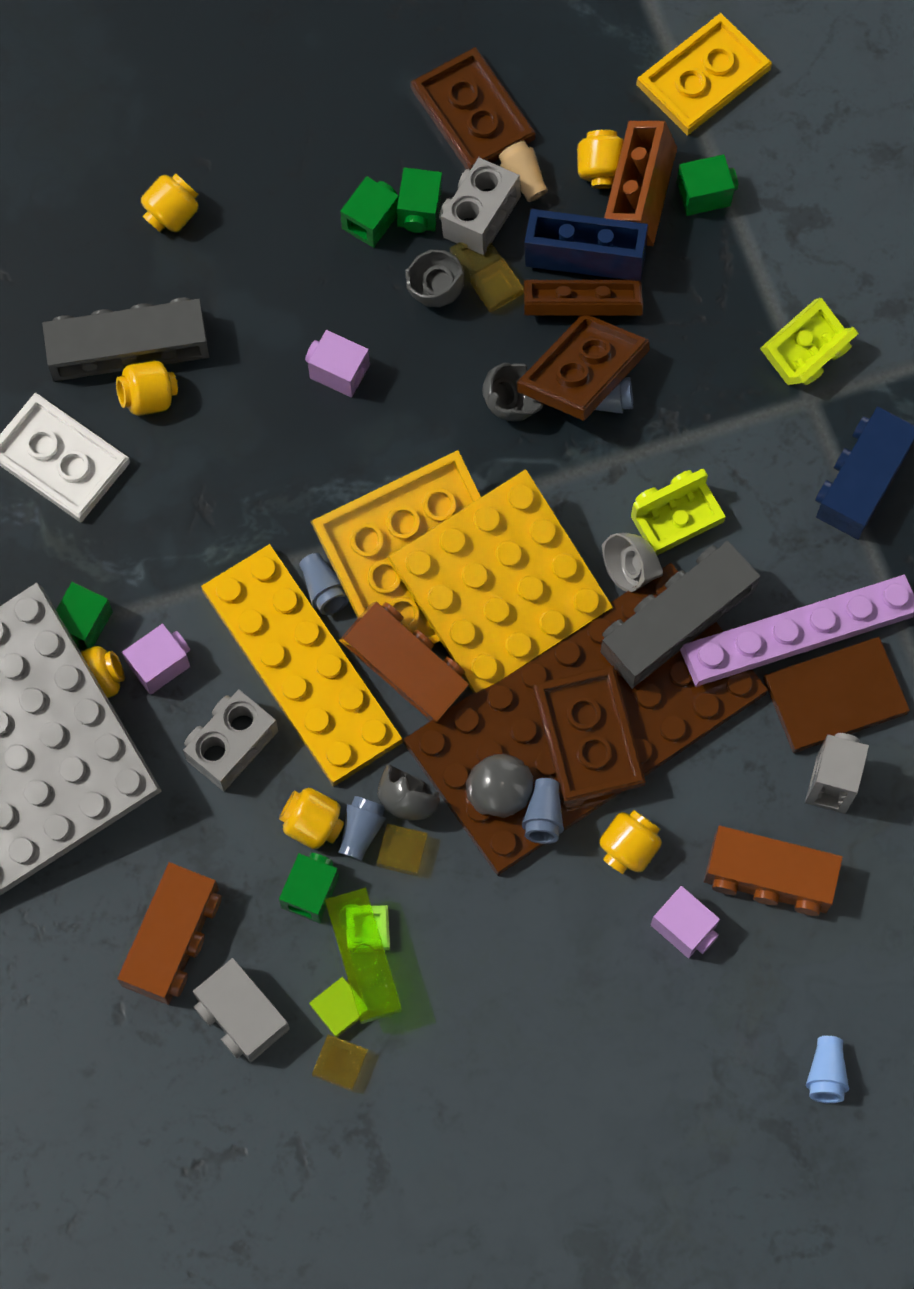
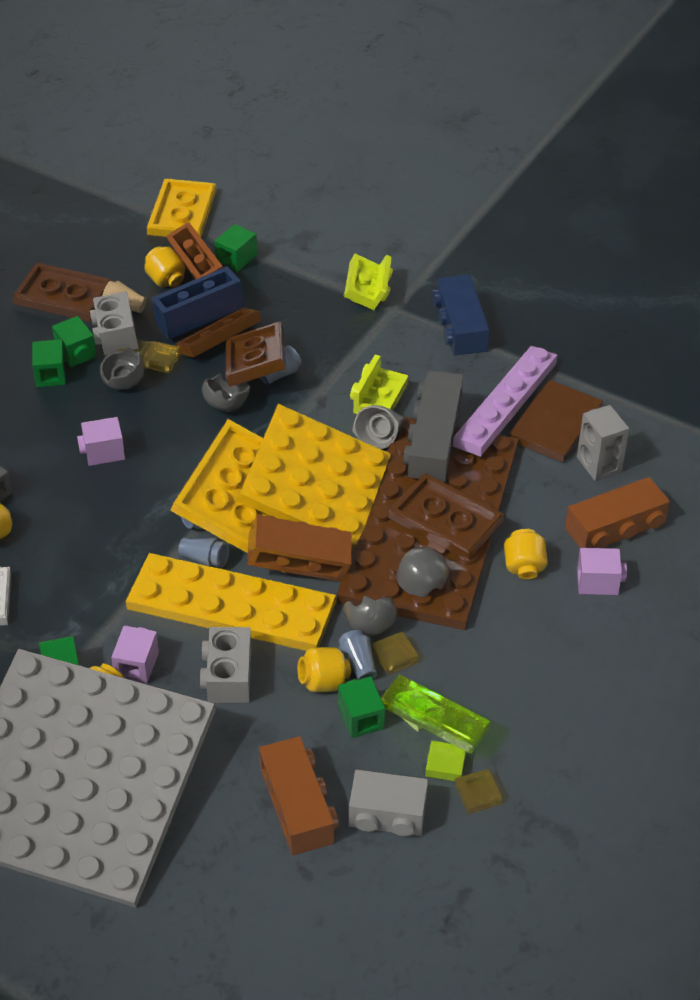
camera: 40 degrees left, 25 degrees down
(544, 815) = (465, 566): sand blue cone -> none

